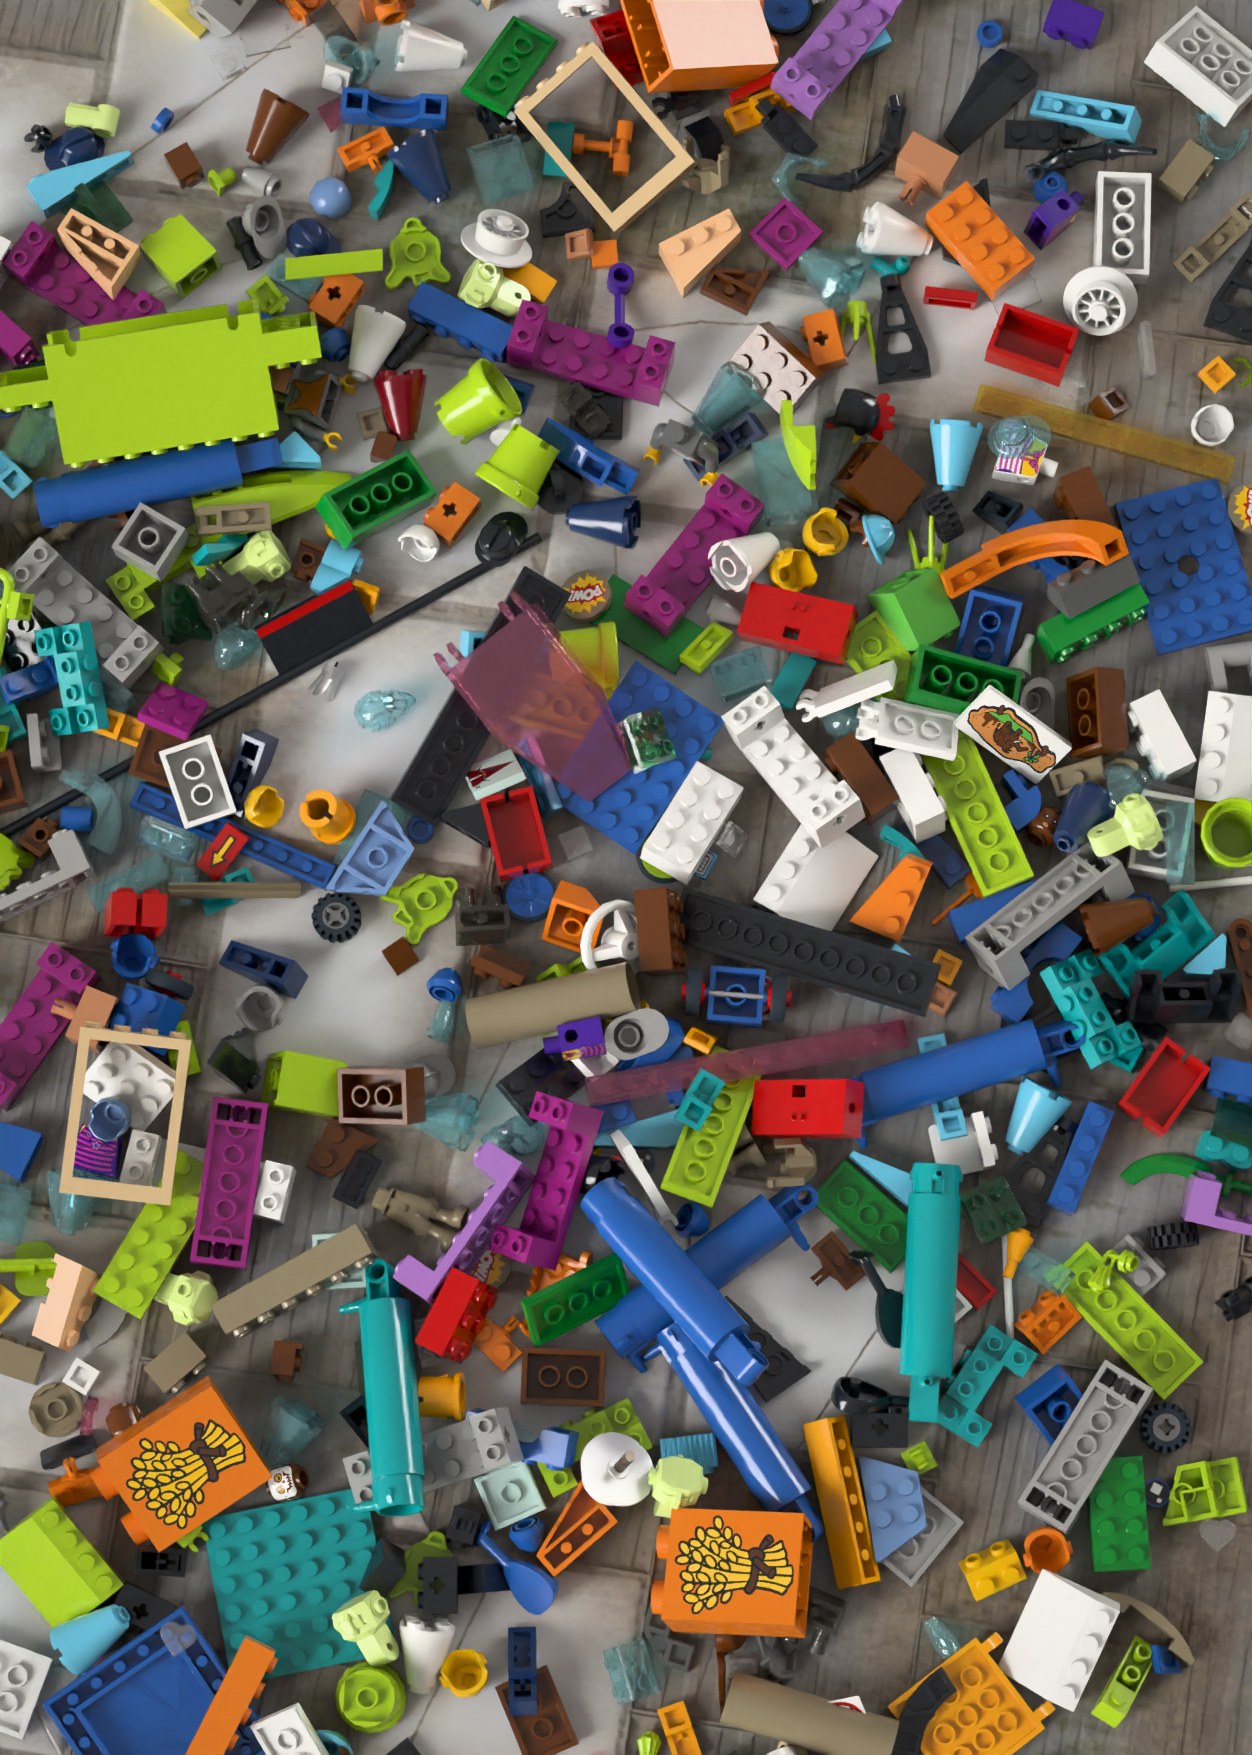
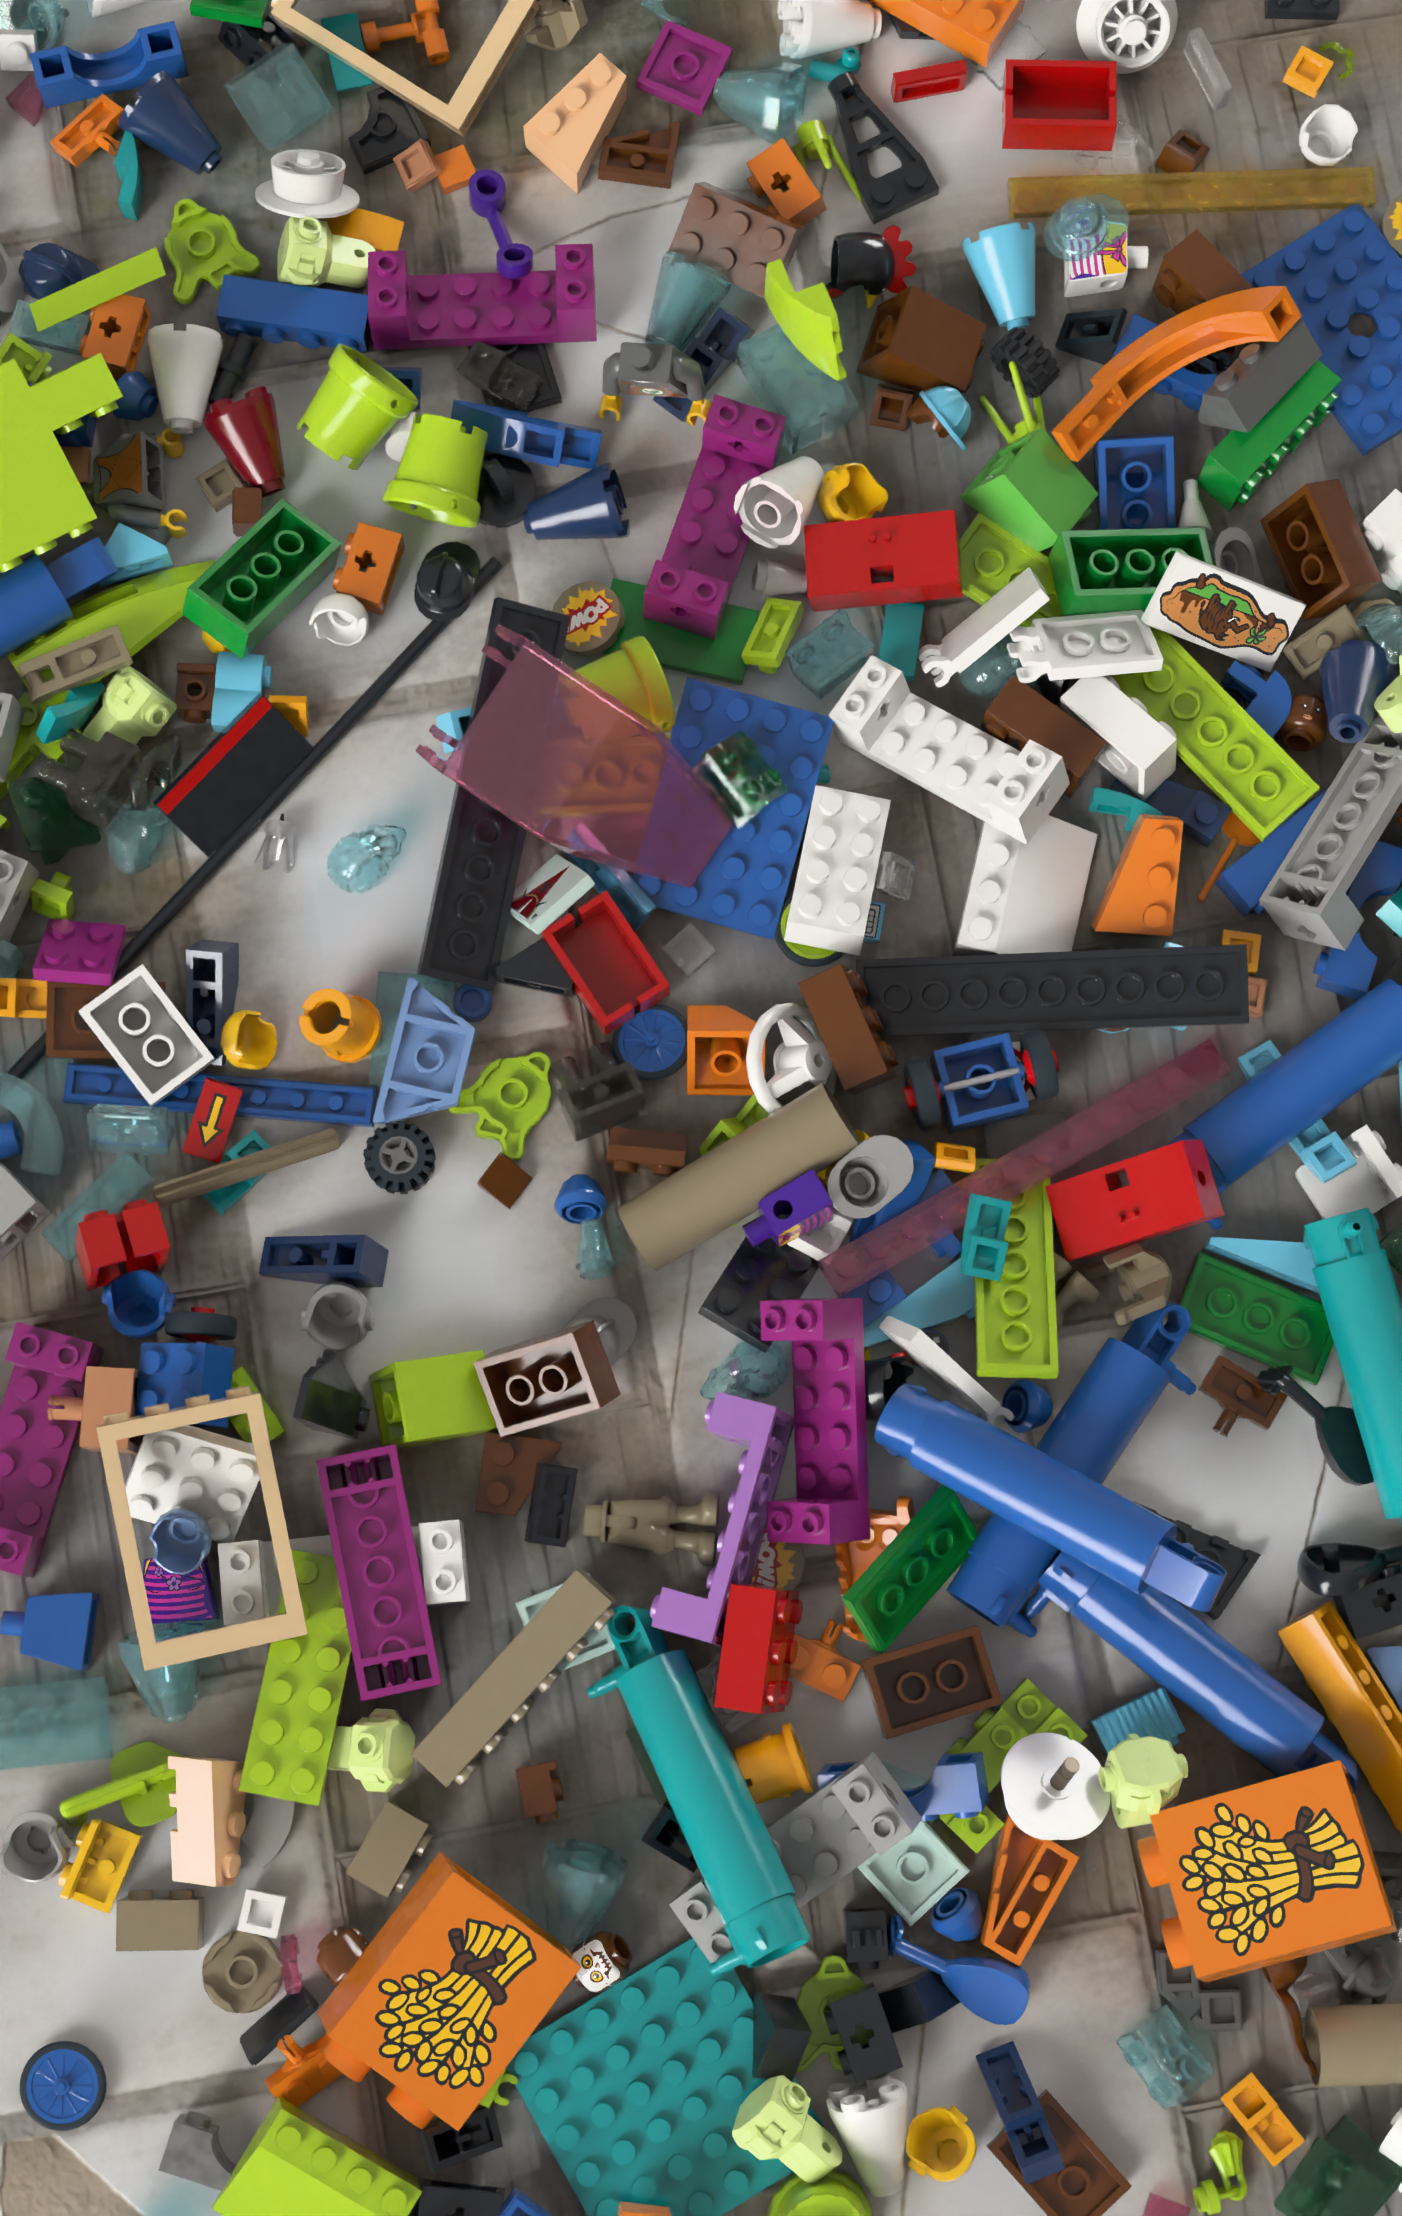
camera: 25 degrees left, 0 degrees up
(184, 875) = (171, 1169): clear light blue cone -> none
(331, 198) = (63, 208): medium blue hair -> none
(451, 1119) = (652, 1380): clear light blue cone -> none
(825, 533) = (876, 433): yellow cap -> none

